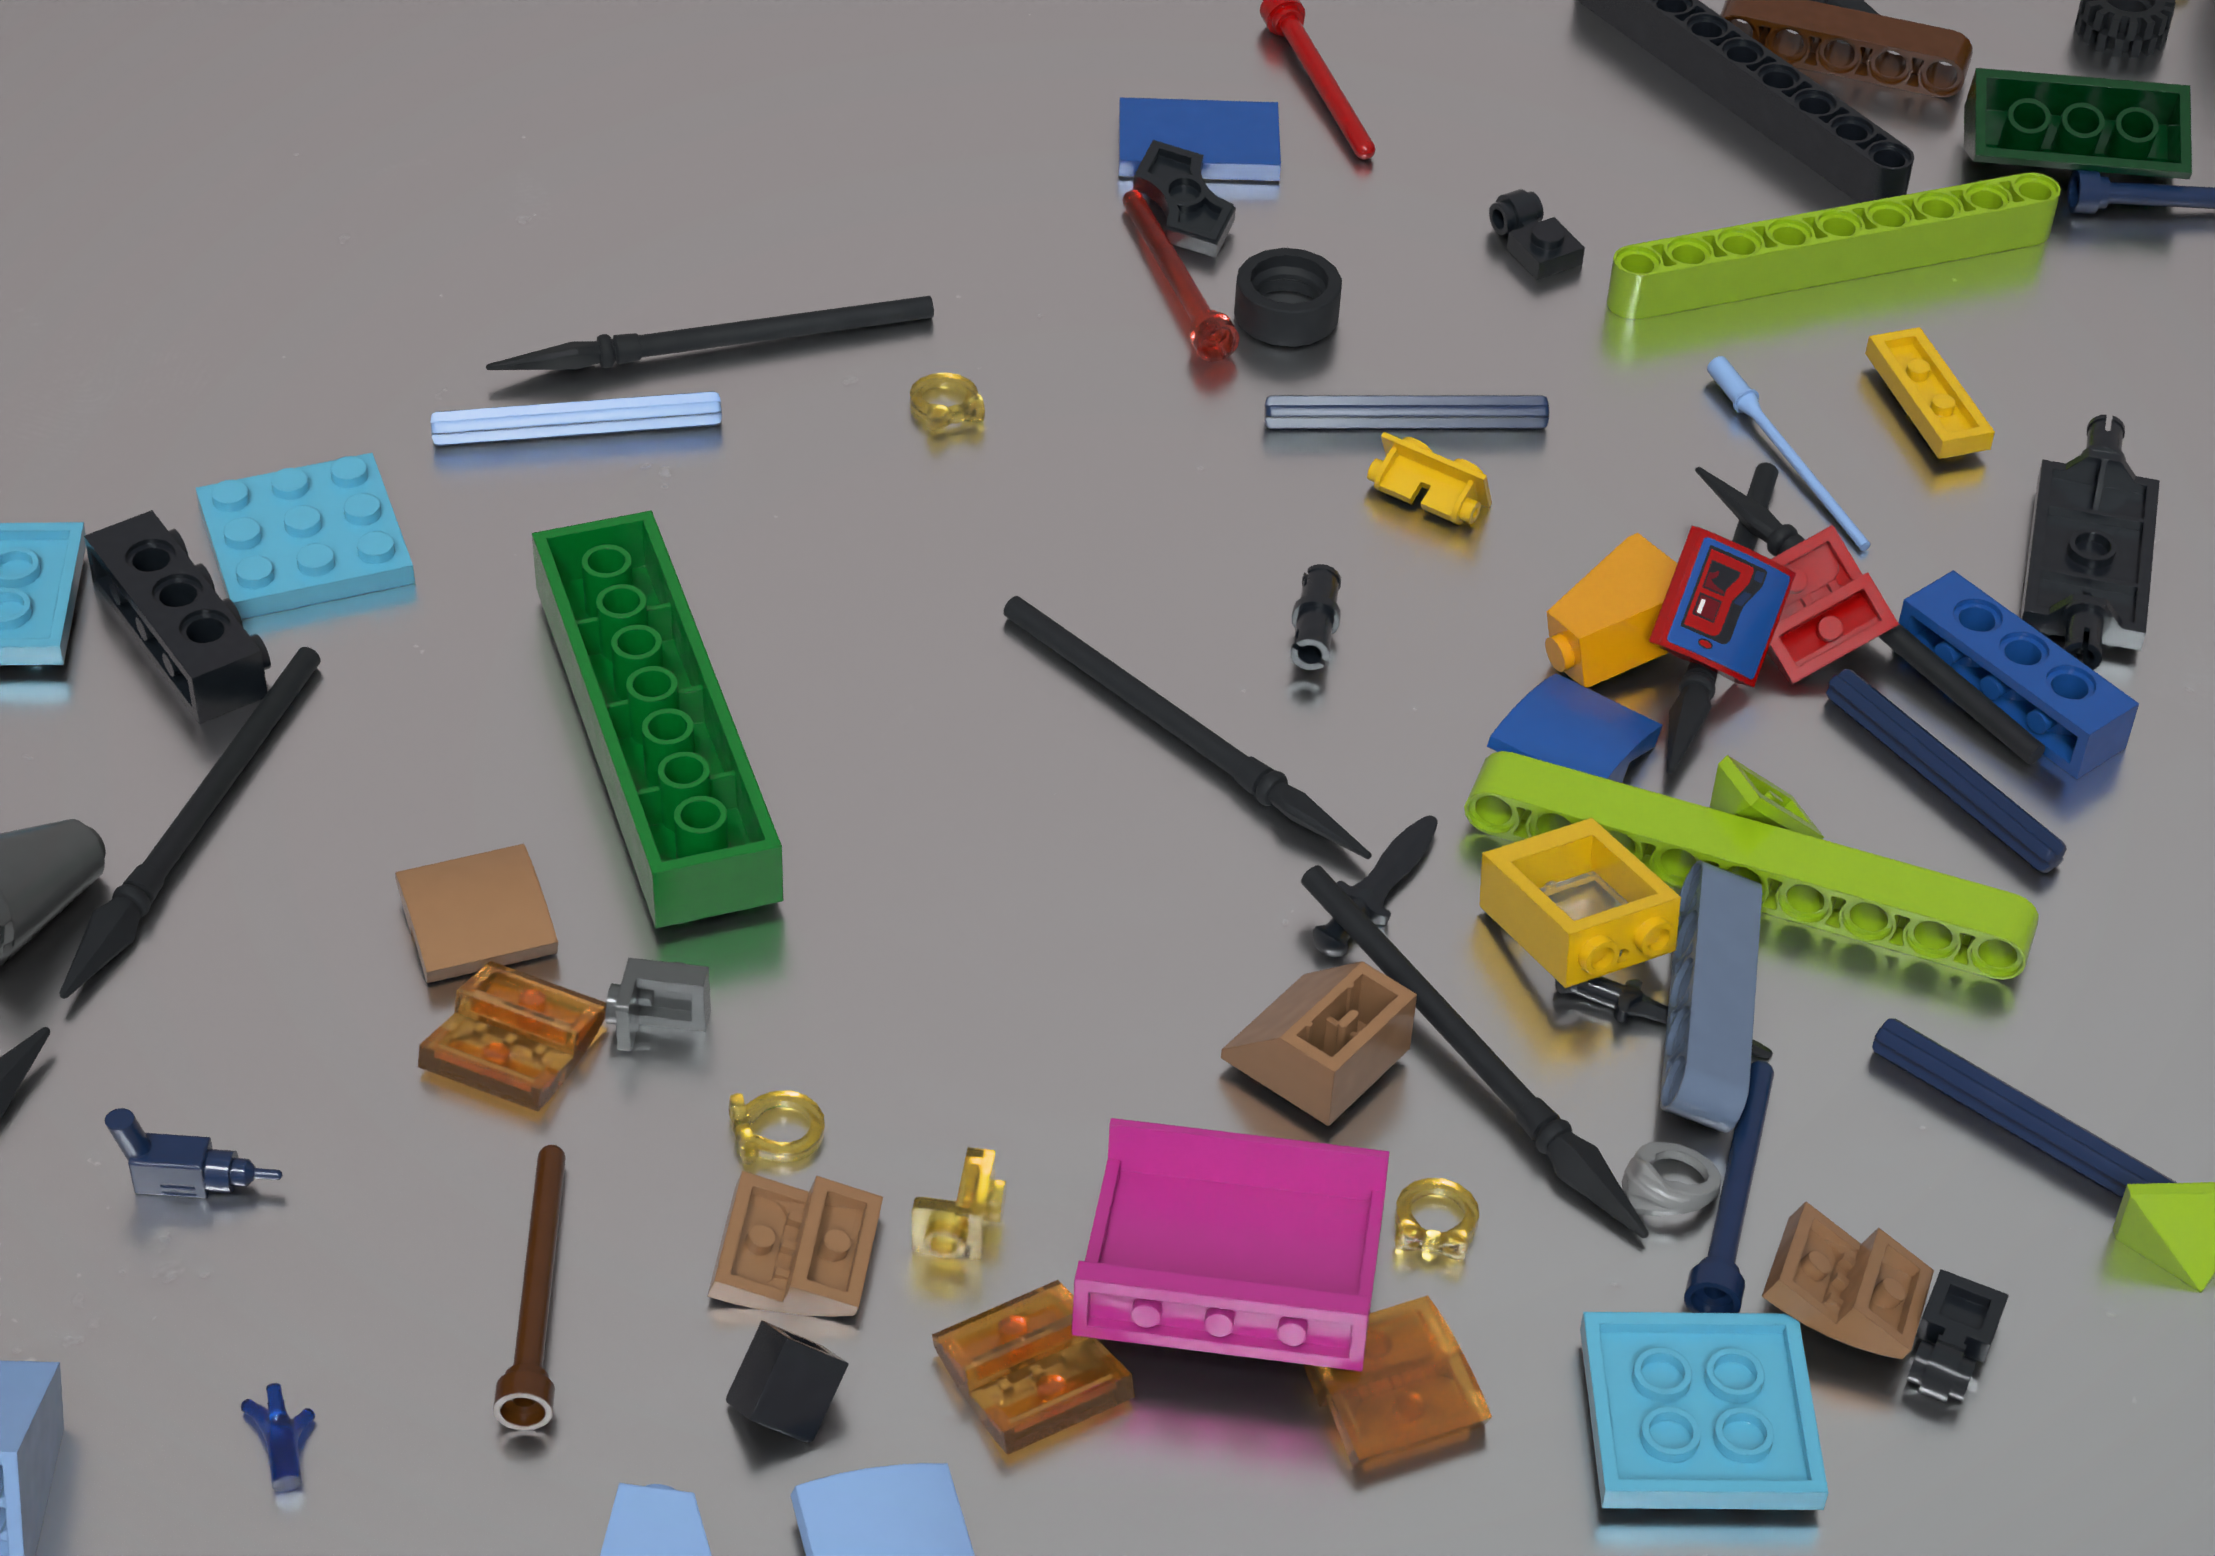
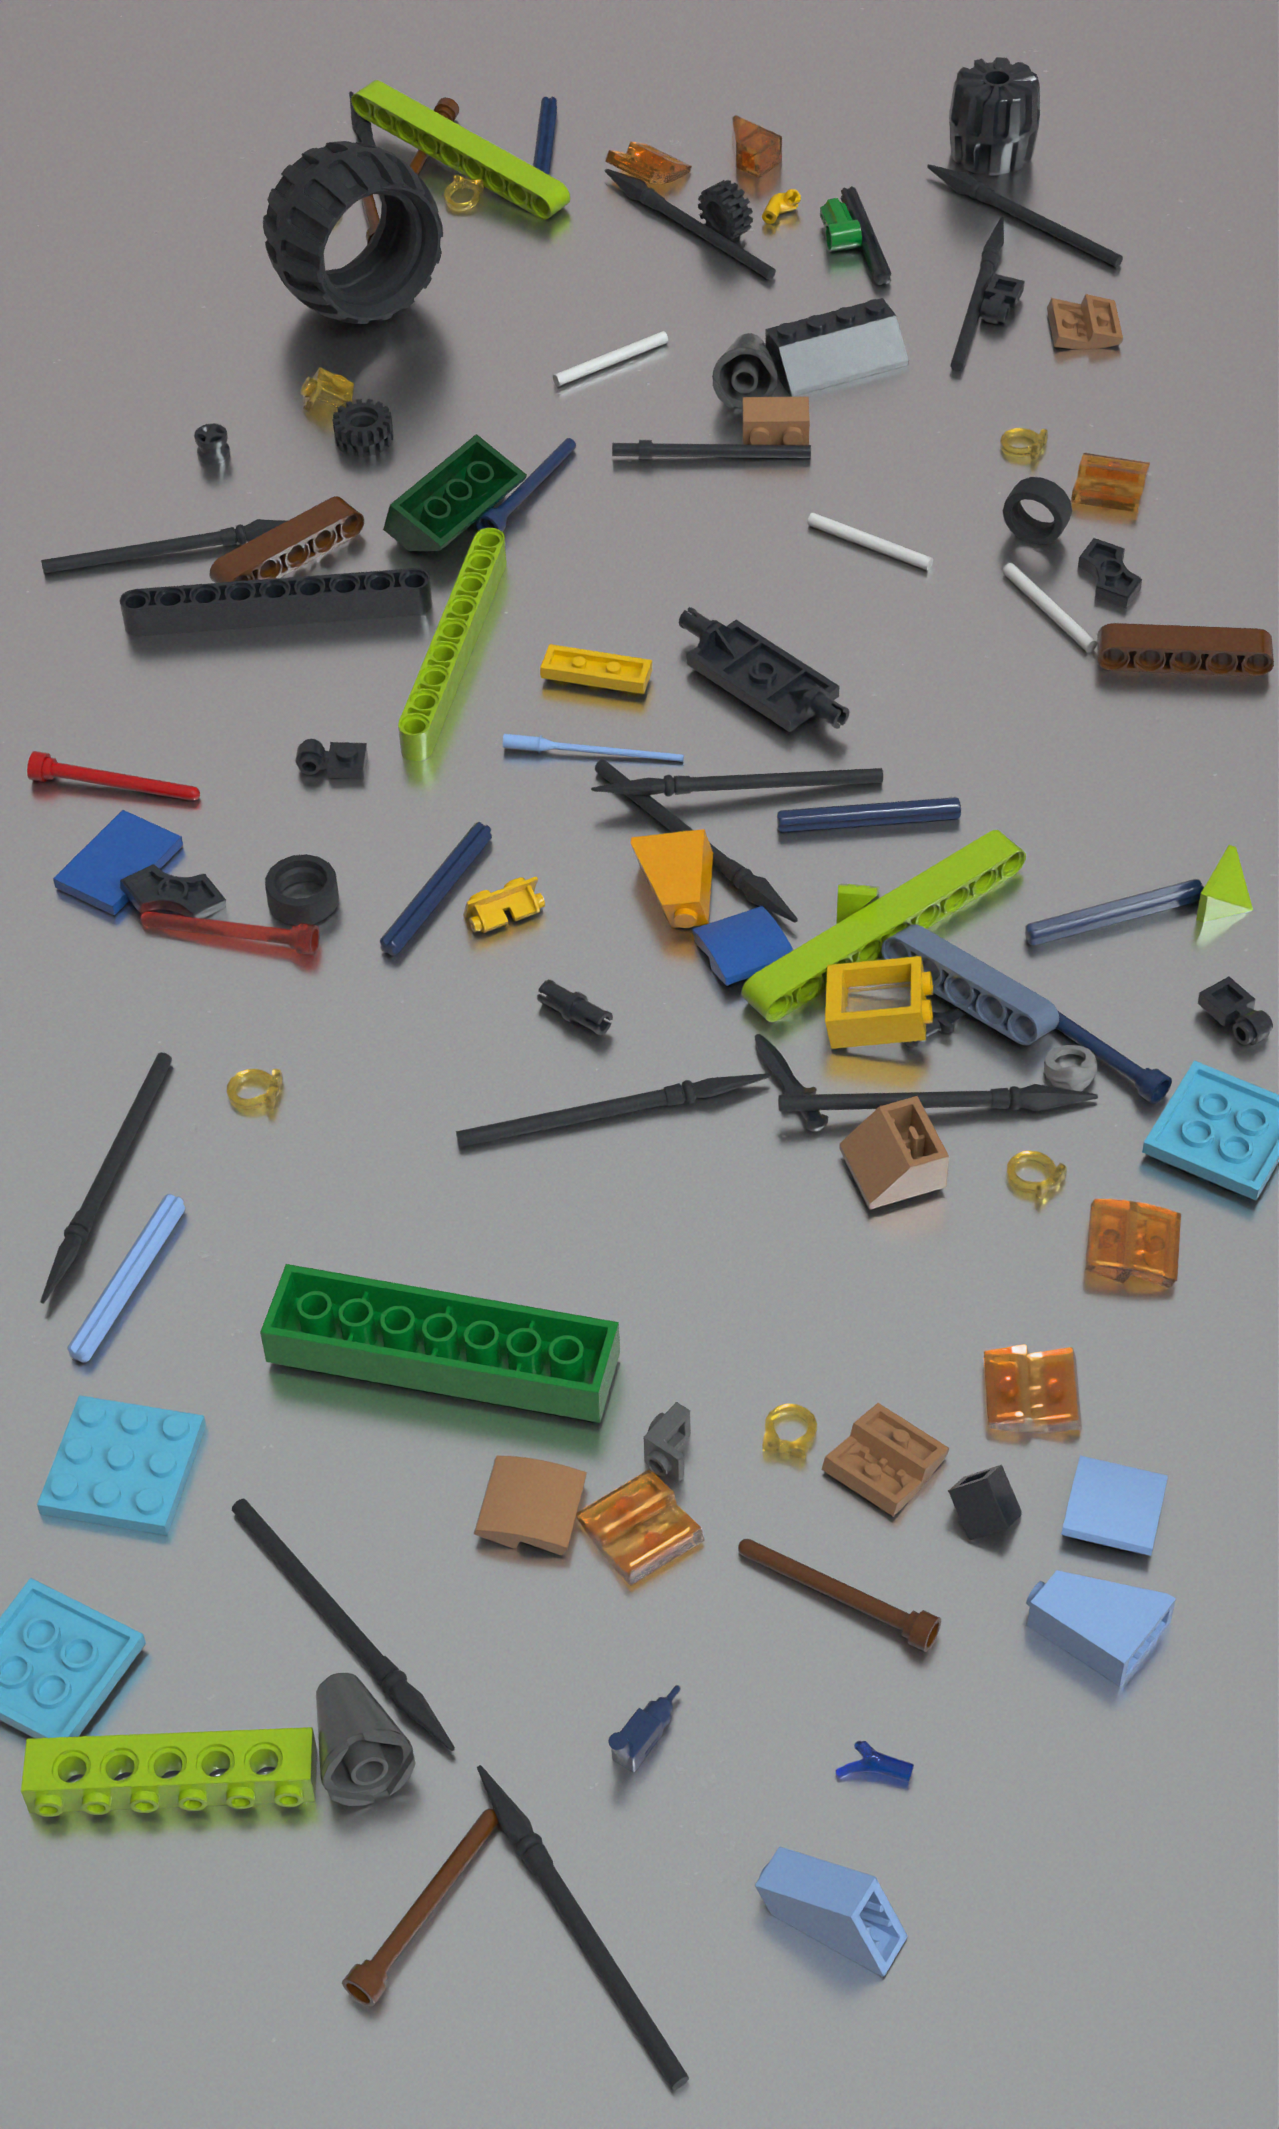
camera: 55 degrees left, 5 degrees up
(178, 616) = (137, 1574): black brick -> none
(961, 1226) = (917, 1364): clear yellow bracket -> none
(1233, 1245) = (1018, 1264): dark pink panel -> none
(1722, 606) = (722, 831): slope -> none
(1827, 608) = (728, 799): red slope -> none
(1849, 1289) = (1185, 1032): medium nougat slope -> none
(2023, 673) = (831, 746): blue brick -> none

